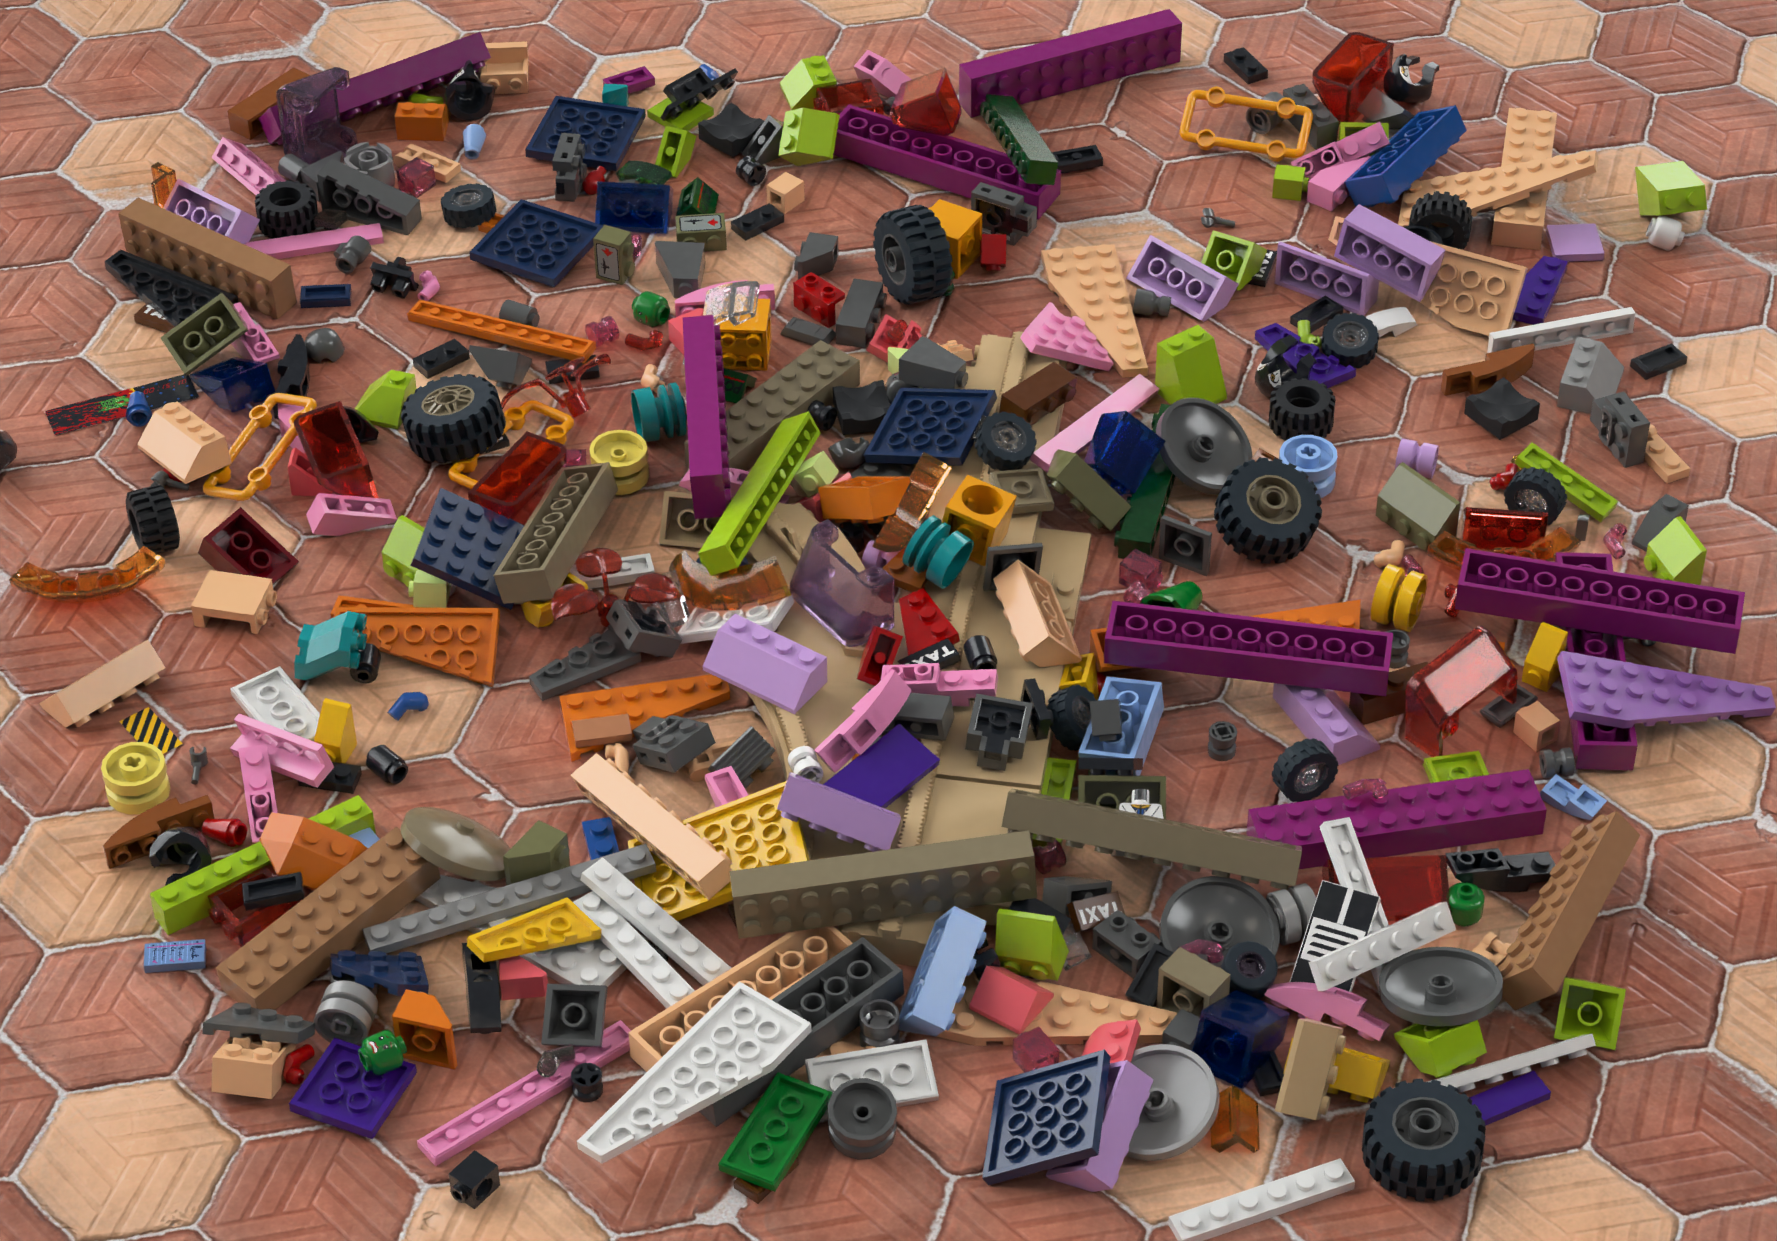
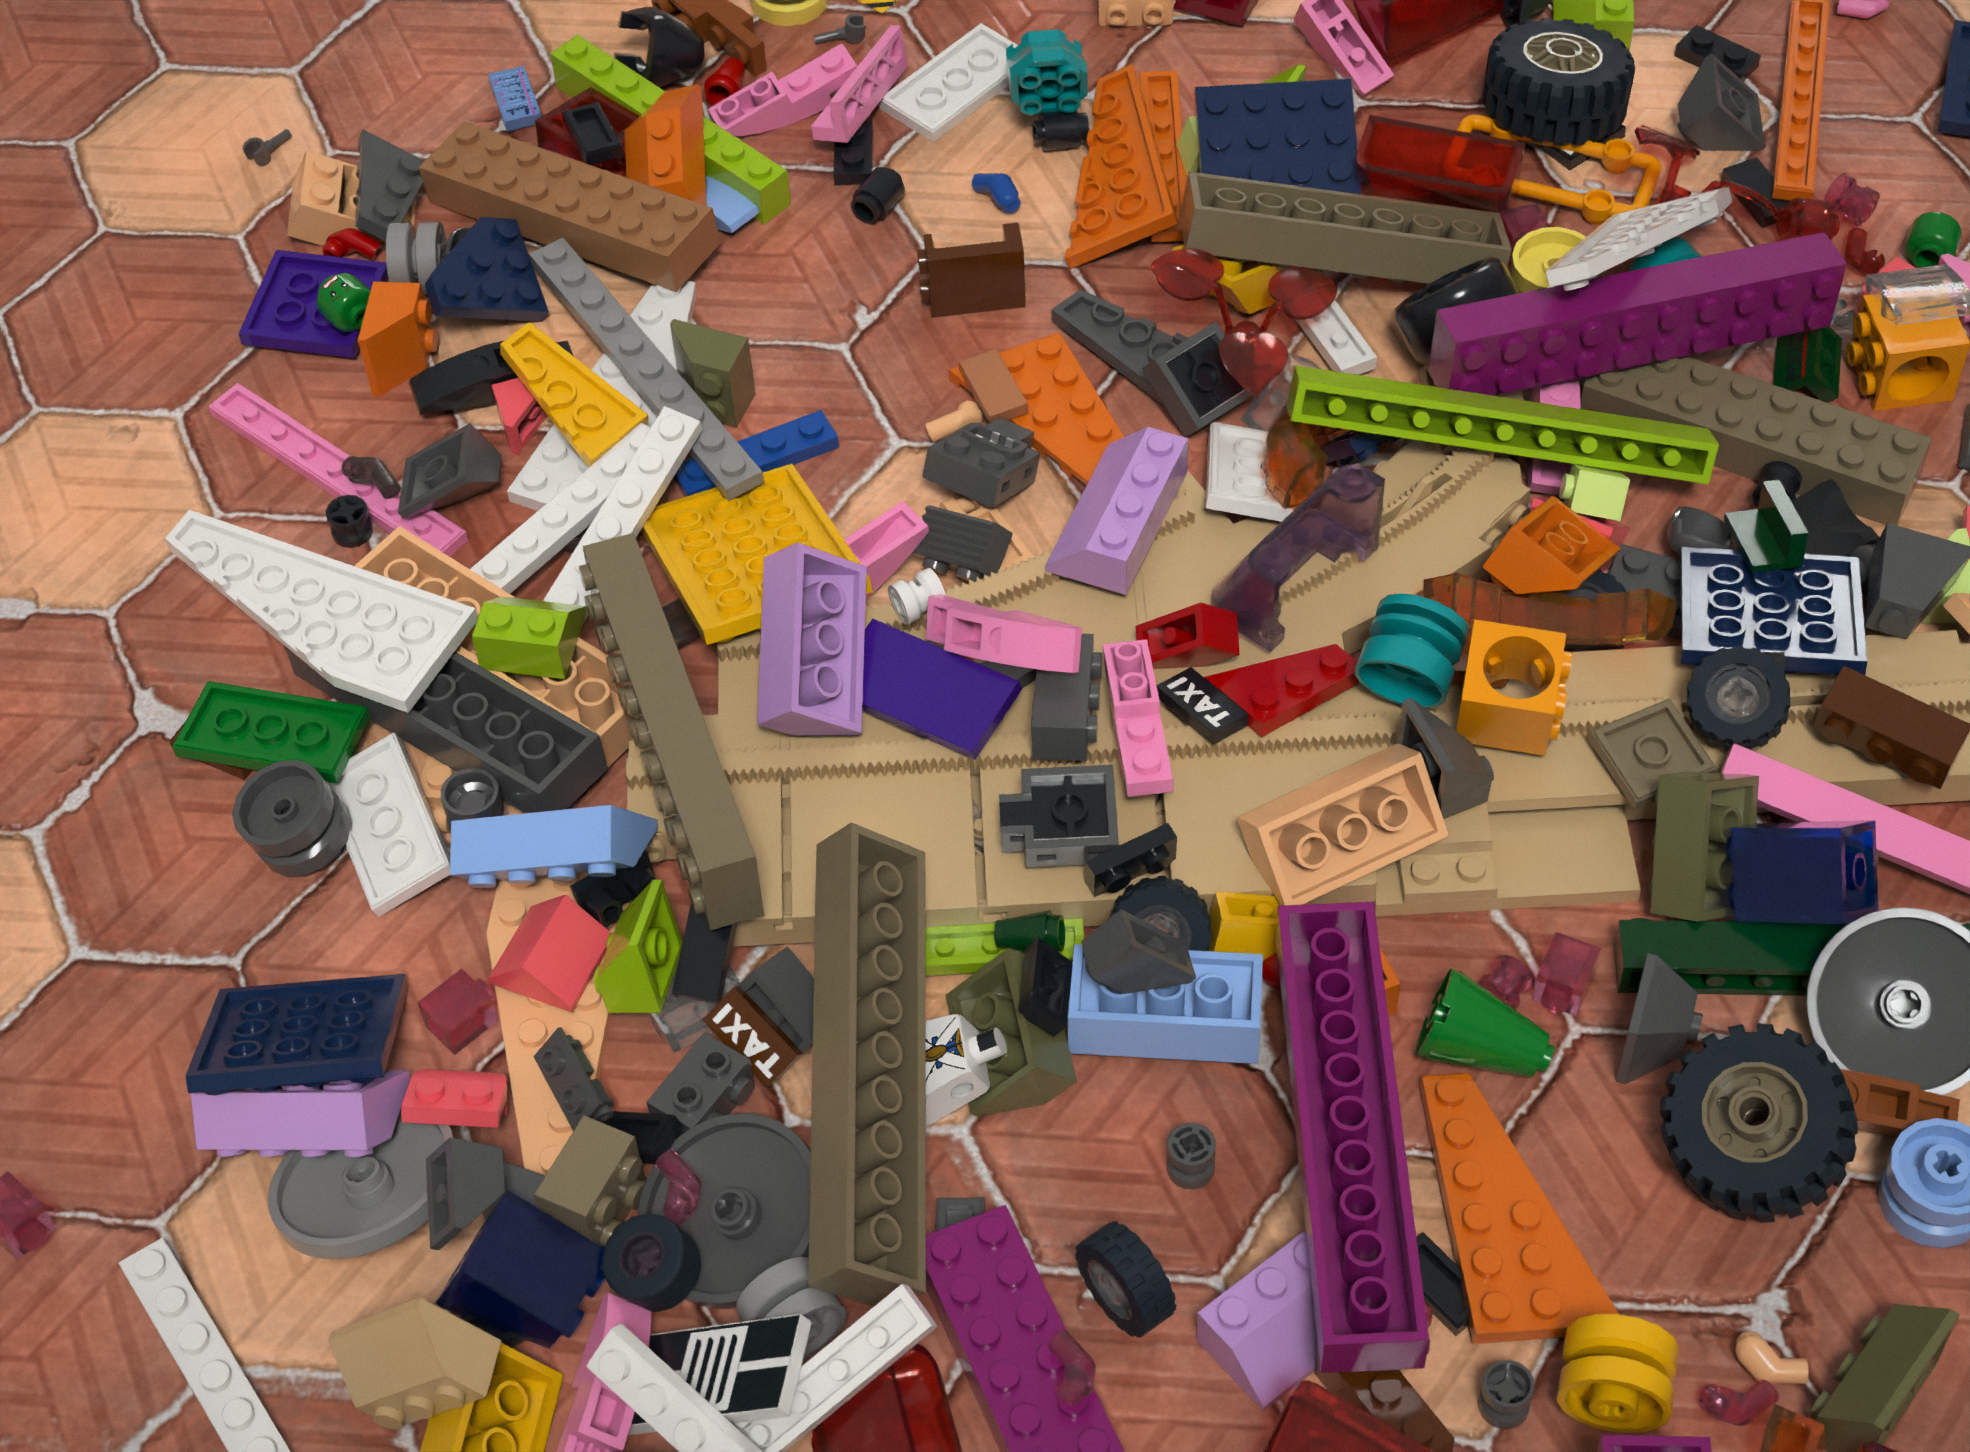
camera: 80 degrees right, 10 degrees up
(155, 1111) = (260, 150): none -> dark grey hand
(336, 730) = (903, 130): yellow slope -> none
(455, 843) = (717, 273): dark tan dish -> none
(474, 1179) = (171, 448): black brick -> none
(498, 730) = (973, 275): none -> reddish brown panel
(519, 313) = (1841, 104): dark grey brick -> none
(619, 351) = (1807, 217): none -> clear red head
(633, 395) = (1635, 235): none -> white wing
(646, 498) = (1472, 283): none -> black wheel
(653, 825) = (789, 470): light nougat brick -> none
(764, 960) = (527, 636): none -> lime slope
(873, 411) = (1772, 534): none -> dark green panel
(980, 653) = (1223, 763): black brick -> none
(1061, 772) = (1022, 930): none -> dark green cone
(1112, 992) = (568, 1076): none -> dark grey hinge
(1199, 1033) = (461, 1185): none -> dark grey slope
(1235, 1121) = (352, 1295): clear orange panel -> none

